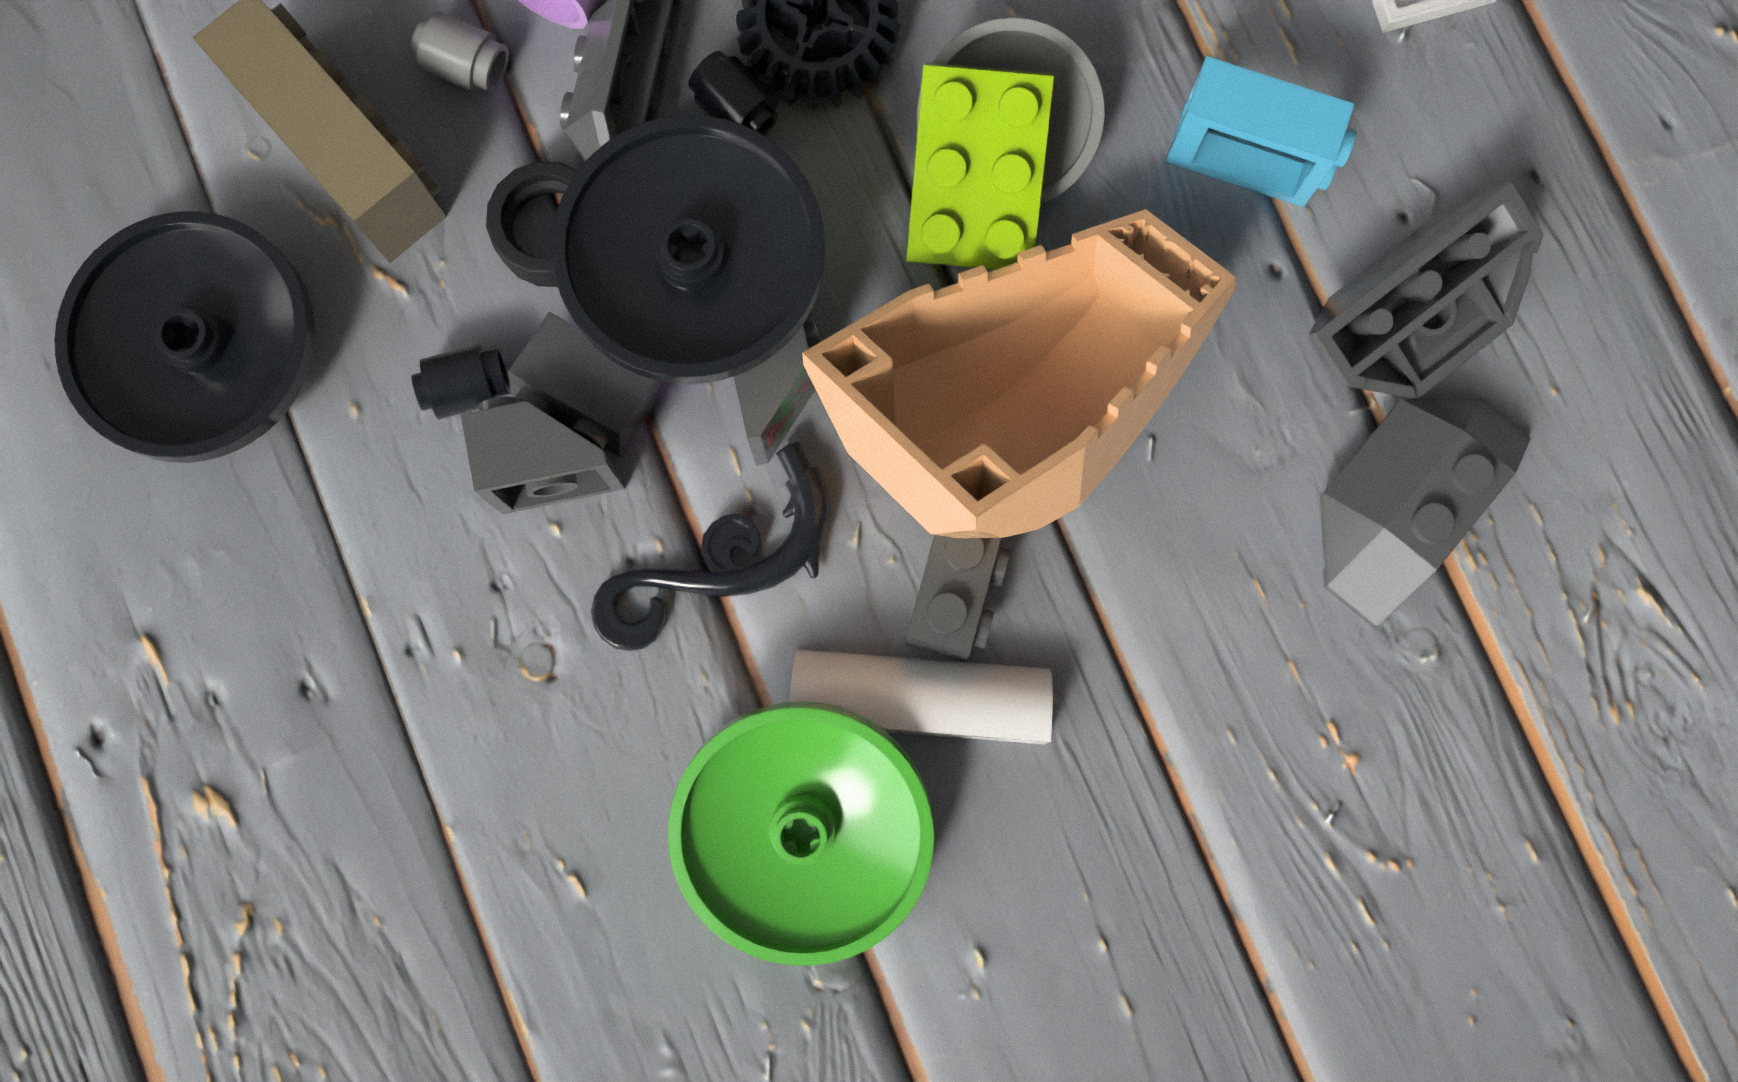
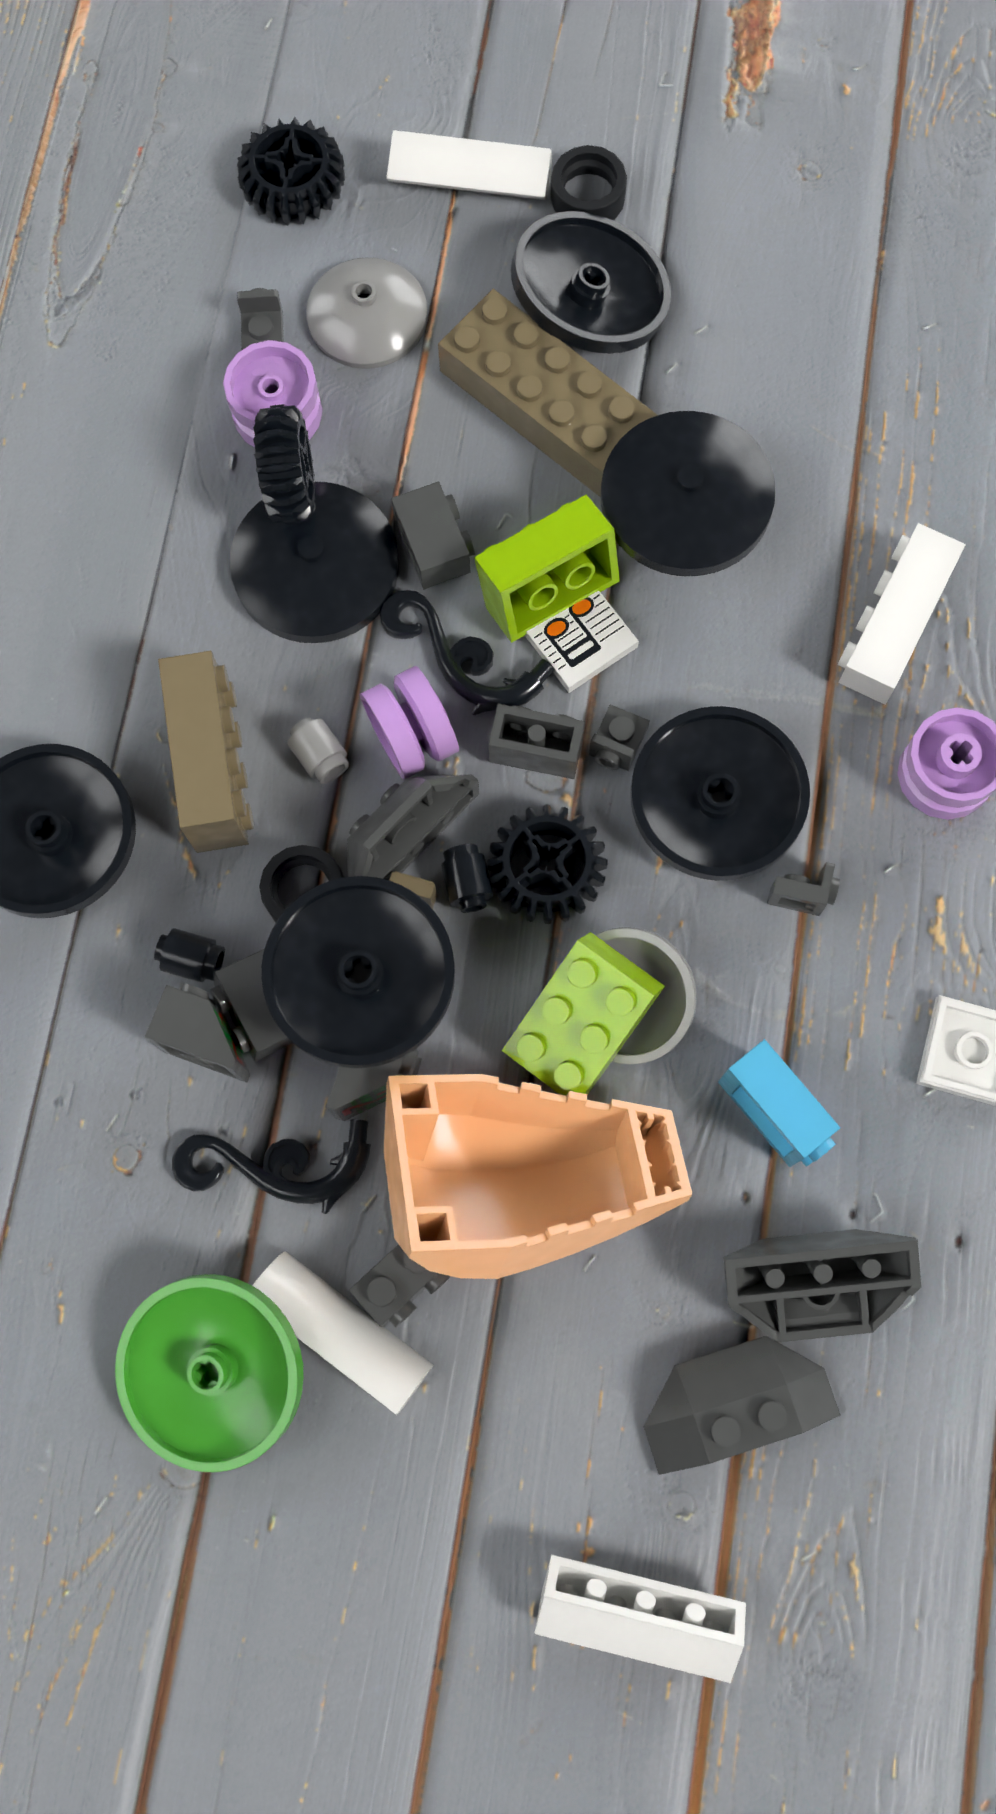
camera: 35 degrees right, 5 degrees down
(1464, 788) = (641, 1619): none -> white brick

